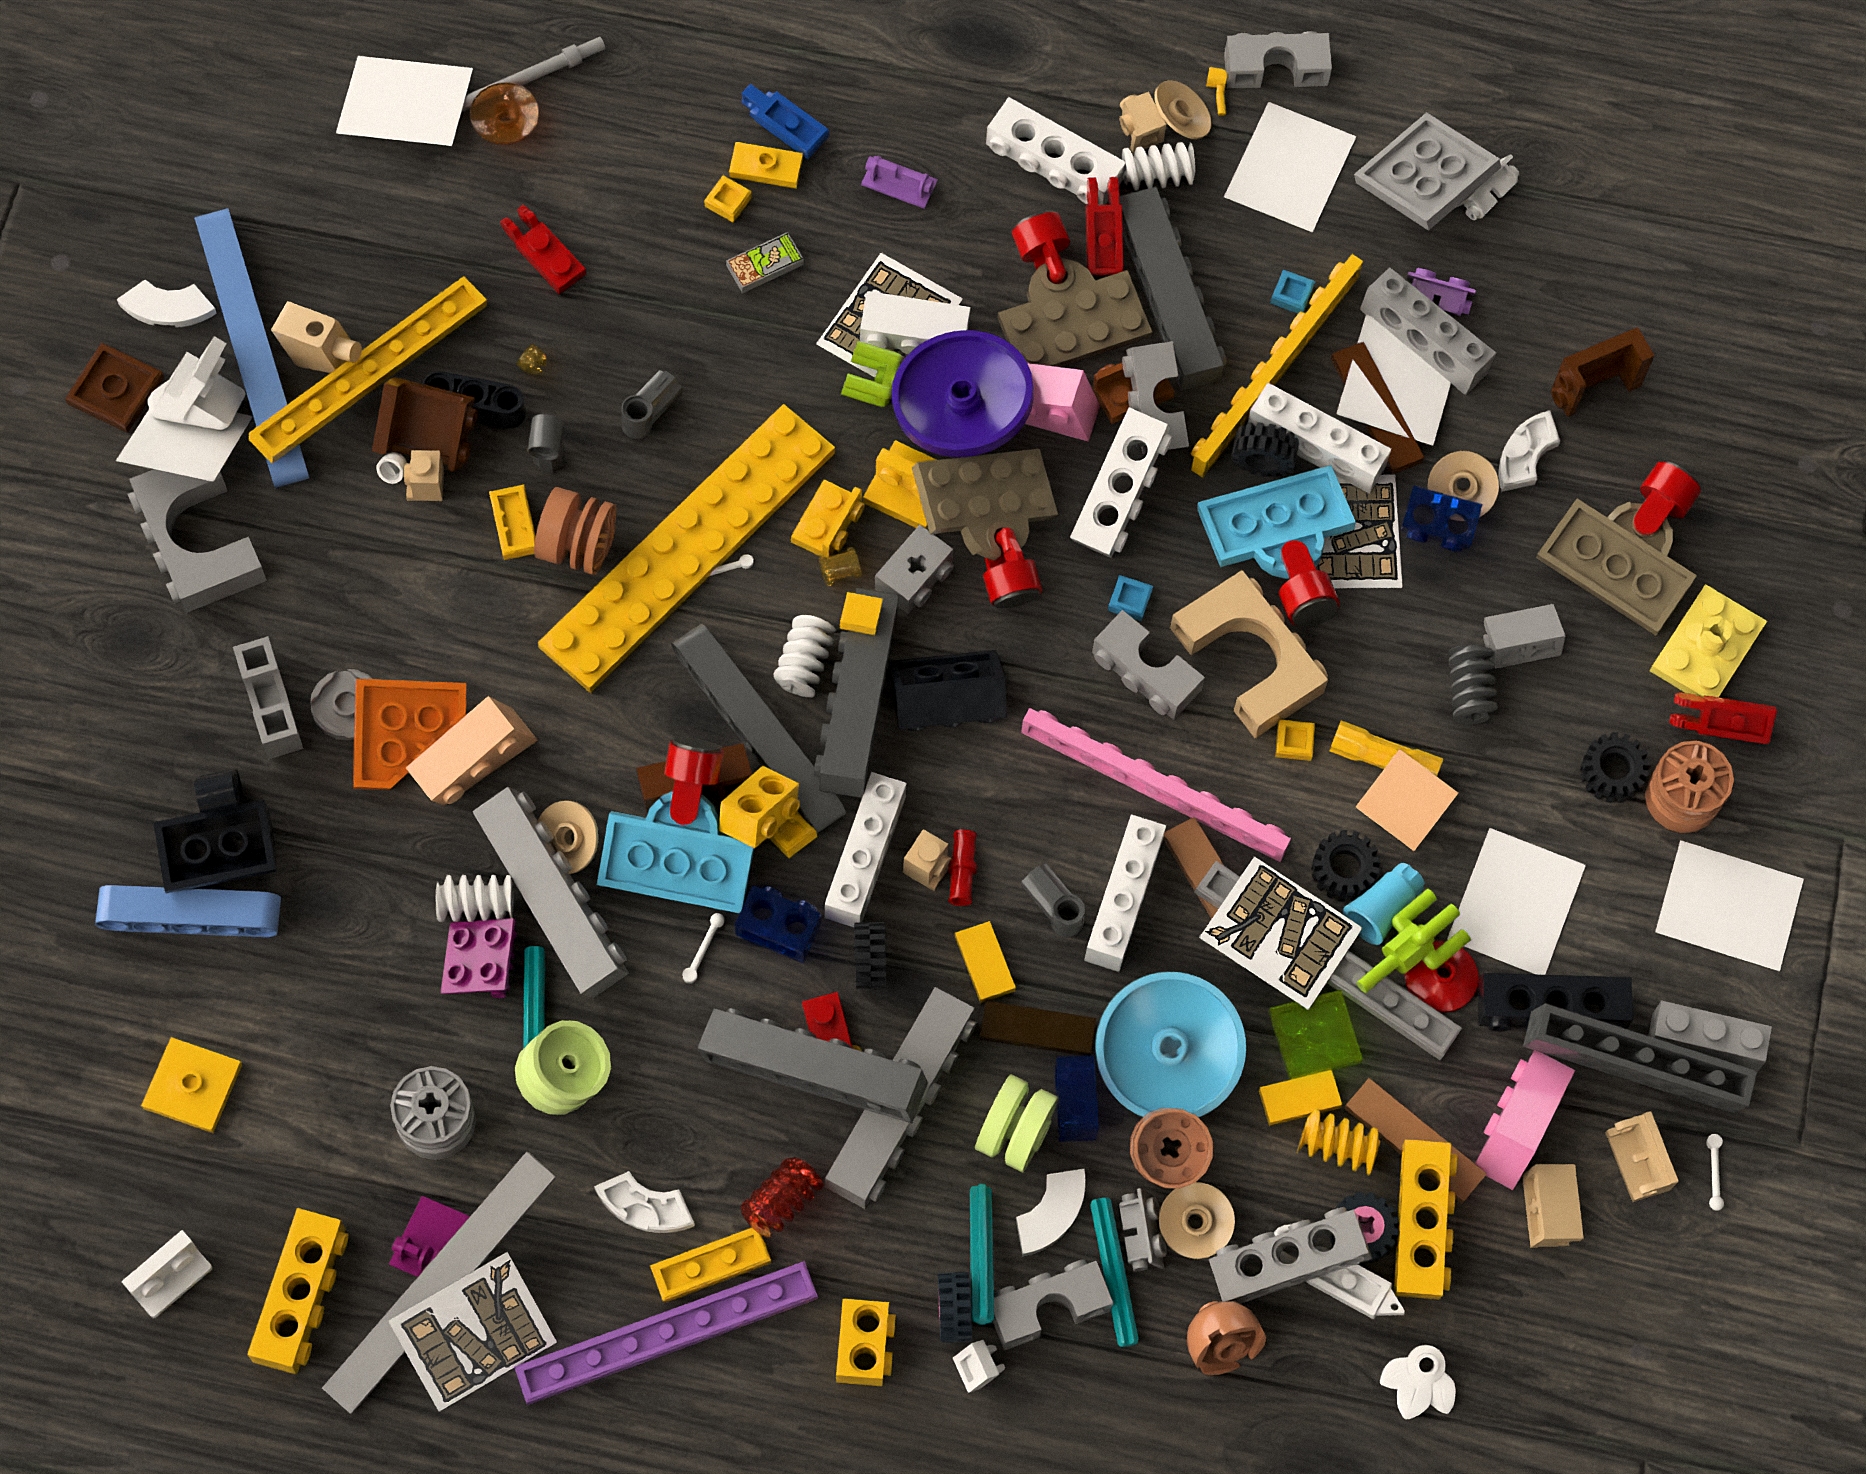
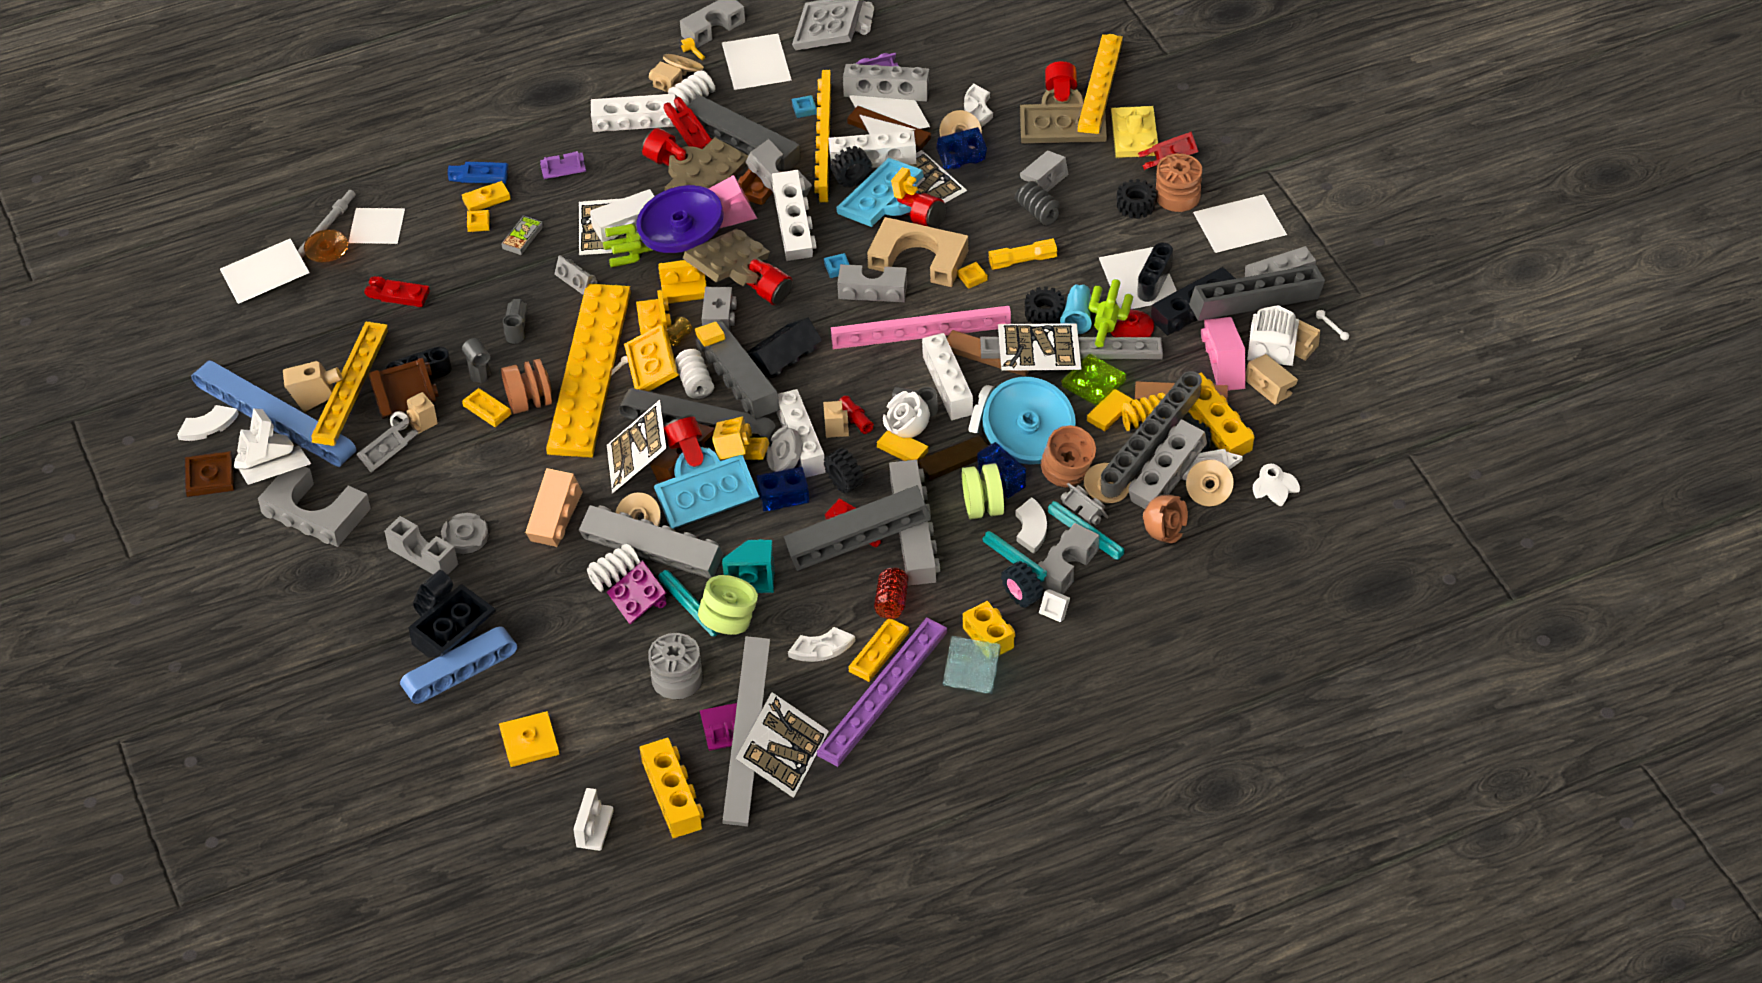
camera: 30 degrees left, 20 degrees down
(348, 498) = (385, 446): none -> light grey hinge
(399, 723) = (503, 521): orange plate -> none
(530, 358) = (433, 336): clear yellow hinge -> none
(598, 117) = (376, 225): none -> white sticker
(635, 732) = (636, 446): none -> sticker
(638, 1029) = (752, 563): none -> teal slope
(690, 974) = (748, 509): white hinge -> none
(768, 592) = (651, 359): none -> yellow tile
(777, 365) = (573, 274): none -> light grey hinge
(797, 1384) = (971, 665): none -> clear light blue plate
(820, 867) = (784, 449): none -> light grey tile
(1017, 925) = (906, 415): none -> white cylinder
(1143, 966) = (976, 422): none -> white tile
(1300, 538) = (903, 183): none -> yellow tile
(1314, 1326) = (1209, 471): none -> tan dish
(1315, 1183) = (1148, 443): none -> dark grey beam
(1406, 799) = (1050, 263): light nougat tile -> none
(1547, 900) = (1155, 272): none -> black beam
(1608, 1142) = (1274, 334): none -> white piece
(1620, 355) = (987, 42): reddish brown panel -> none
(1716, 537) = (1100, 84): none -> yellow plate

